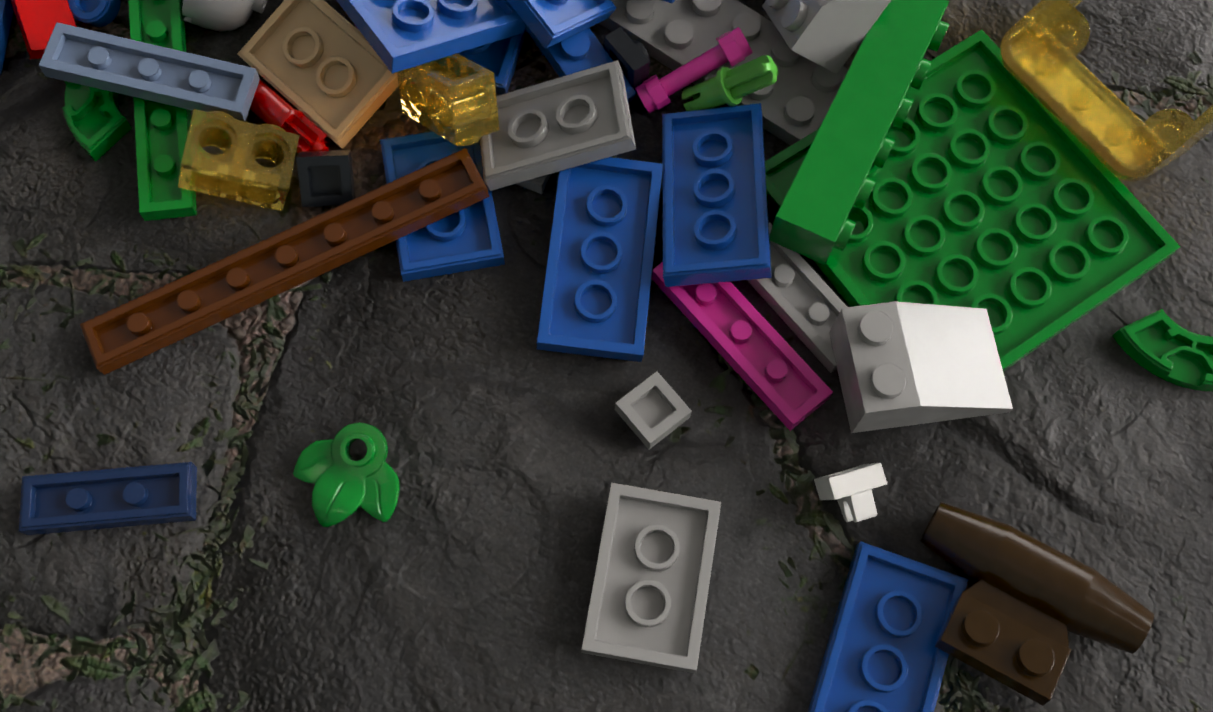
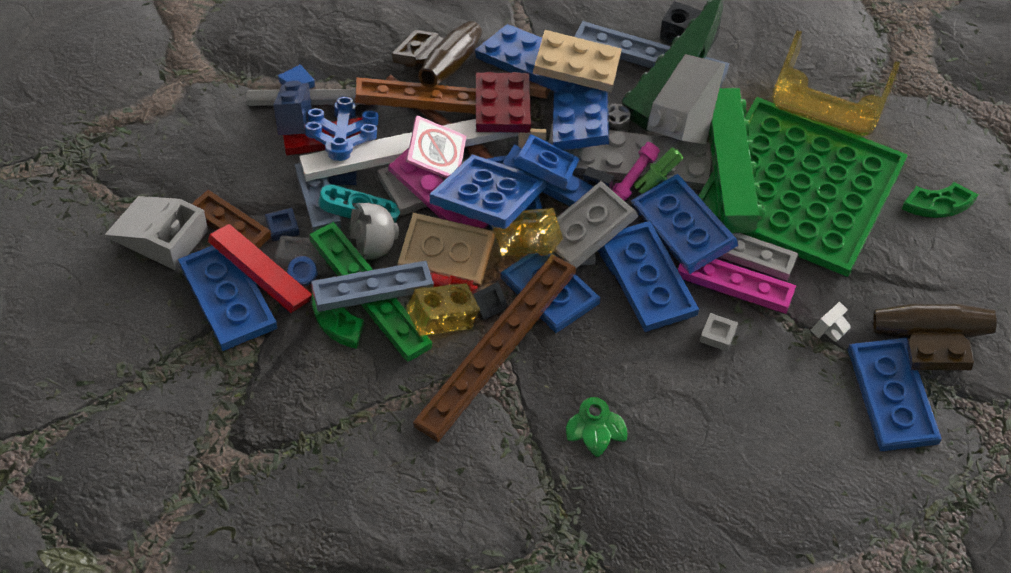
camera: 25 degrees left, 15 degrees down
(108, 498) = (484, 492): dark blue tile -> none
(652, 578) = (768, 402): light grey plate -> none
(917, 364) = (825, 255): light grey slope -> none

